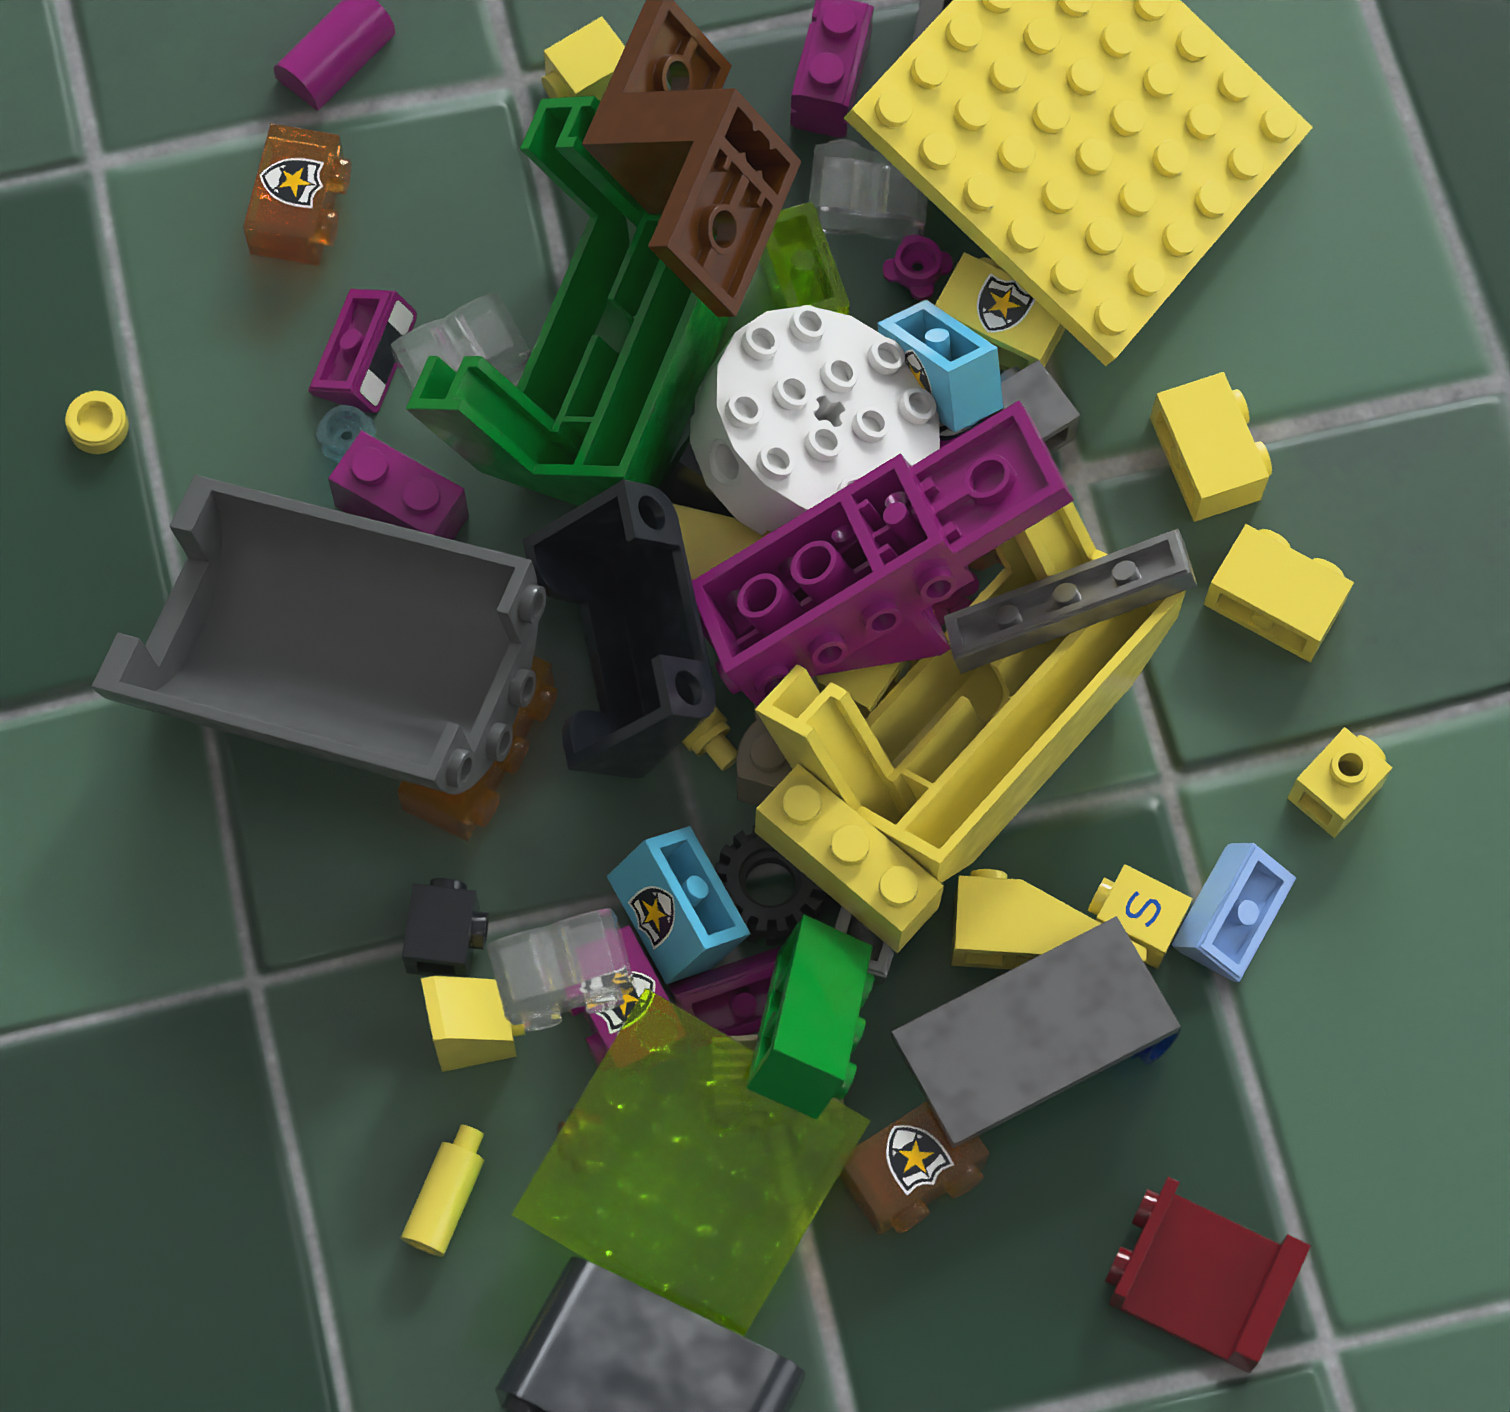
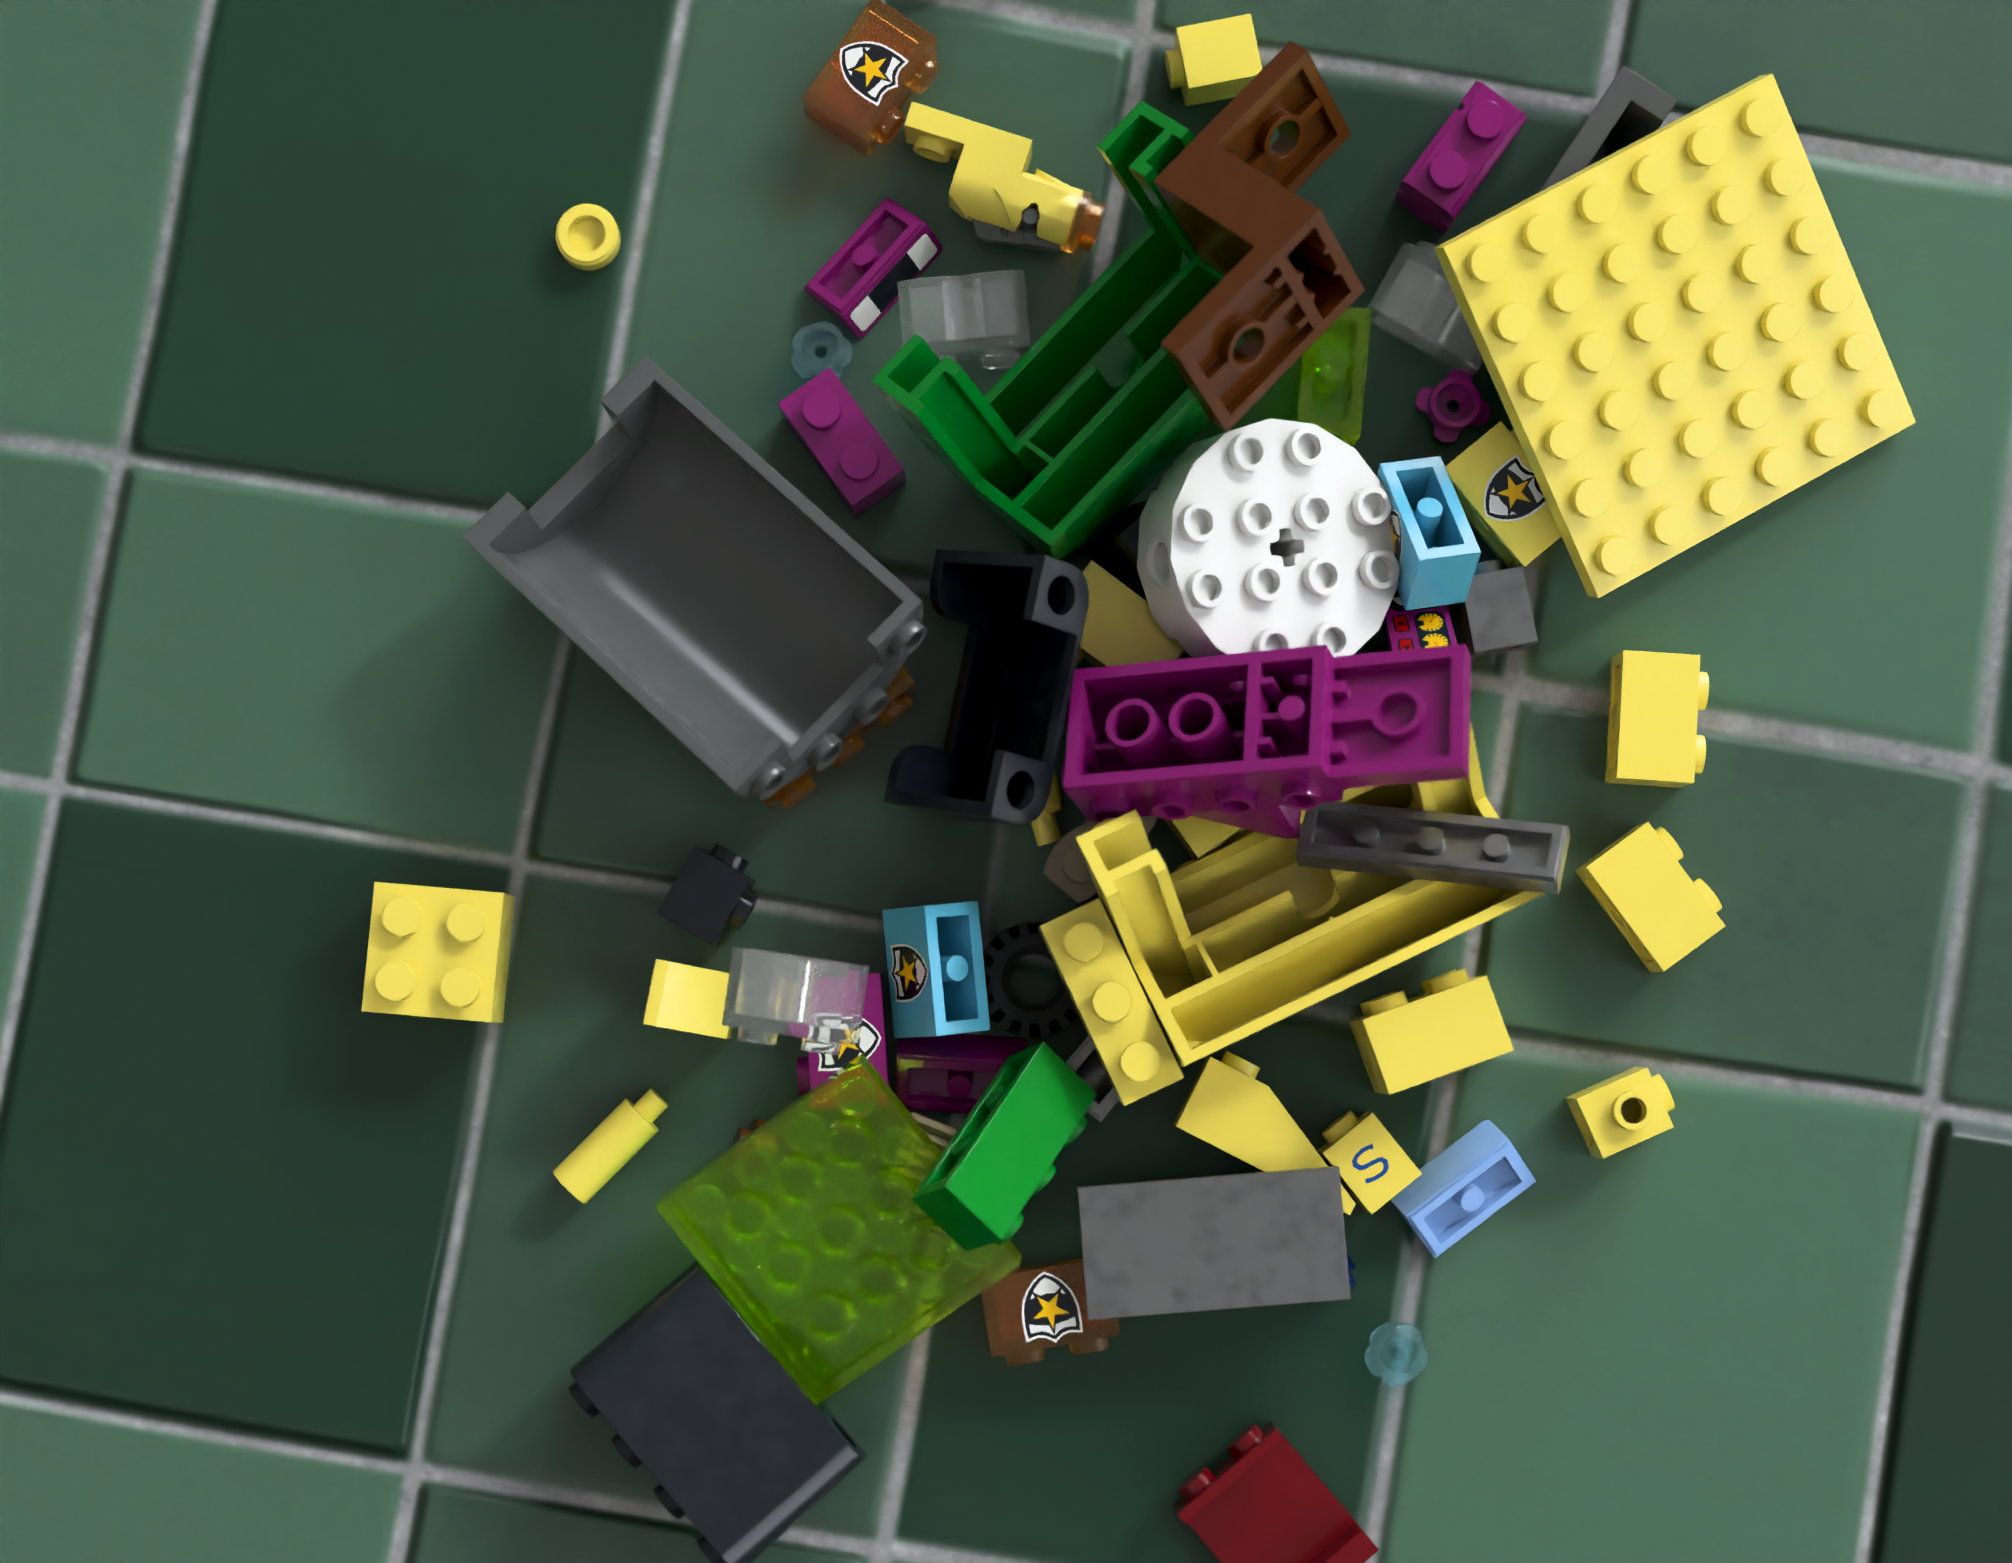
camera: 25 degrees right, 15 degrees up
(212, 1081) = (438, 952): none -> light yellow brick
(441, 239) = (997, 191): none -> light yellow plate
(1141, 774) = (1431, 1033): none -> light yellow brick
(1259, 1068) = (1396, 1371): none -> clear light blue plate

